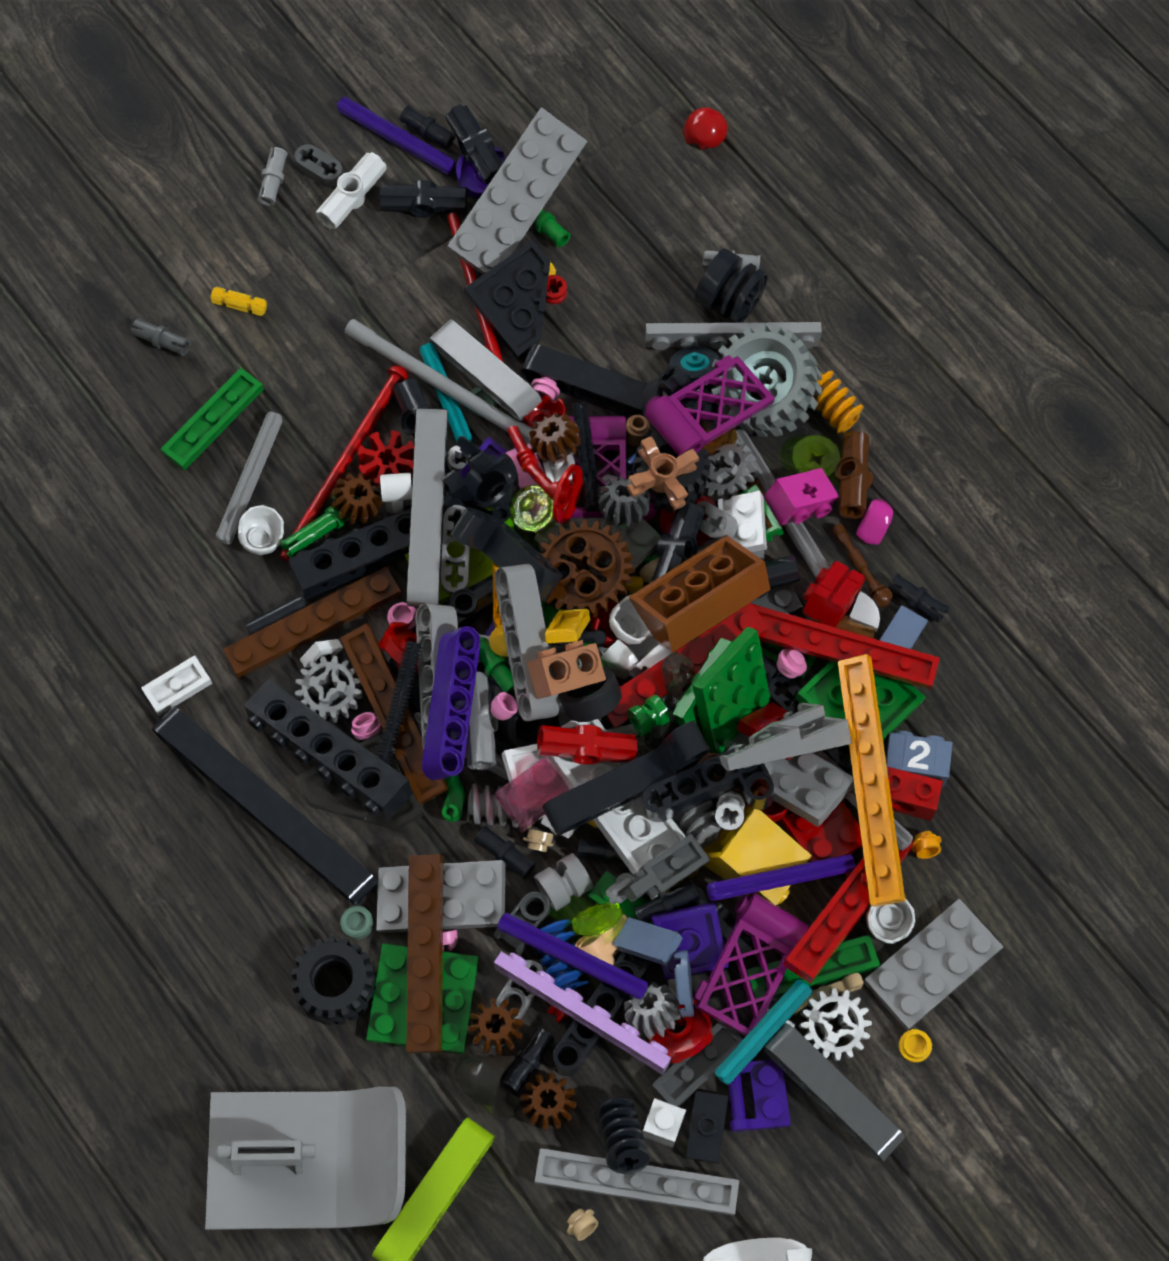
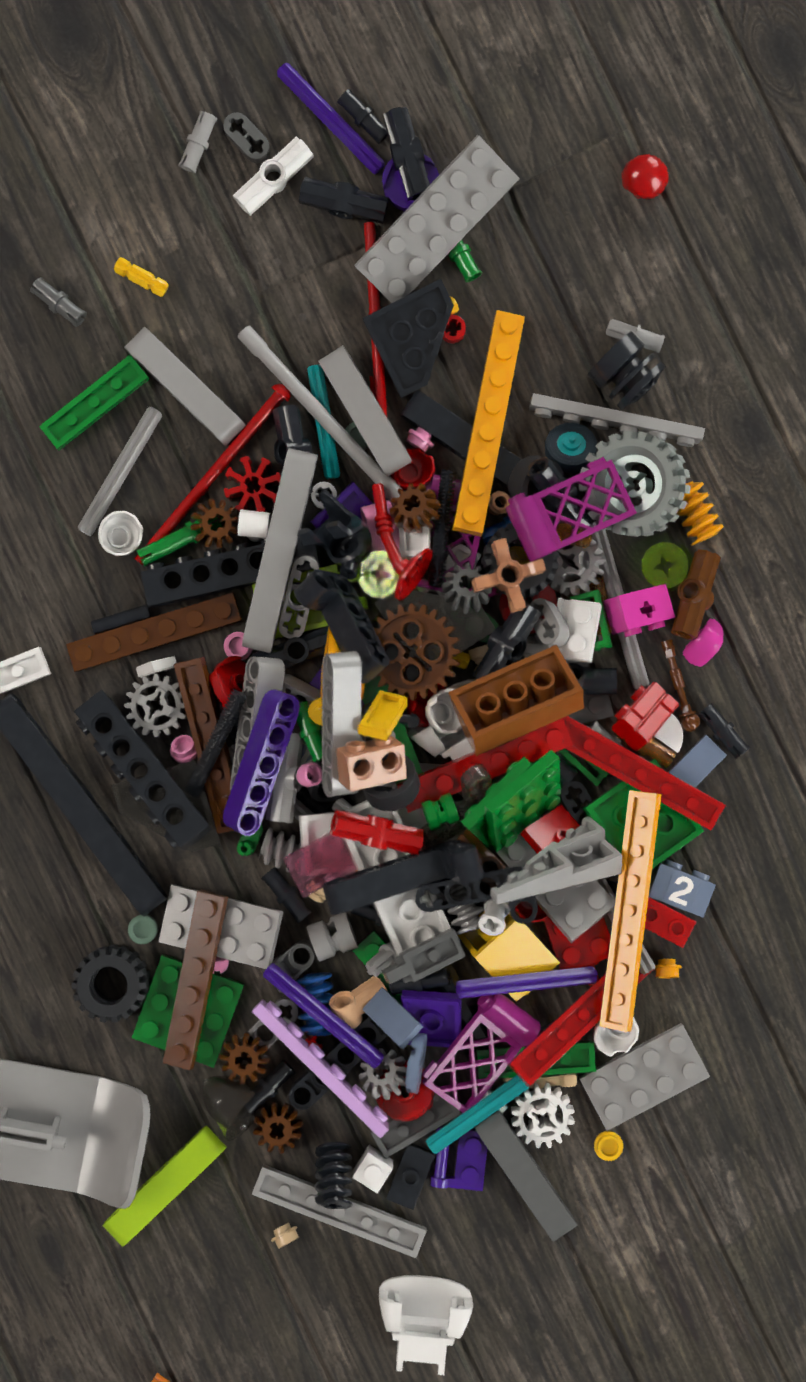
camera: 10 degrees right, 20 degrees up
(302, 387) = (184, 386): none -> light grey beam
(597, 919) = (358, 987): clear neon green gear -> none
(609, 359) = (488, 423): none -> light orange plate
(791, 663) = (587, 775): bright pink plate -> none

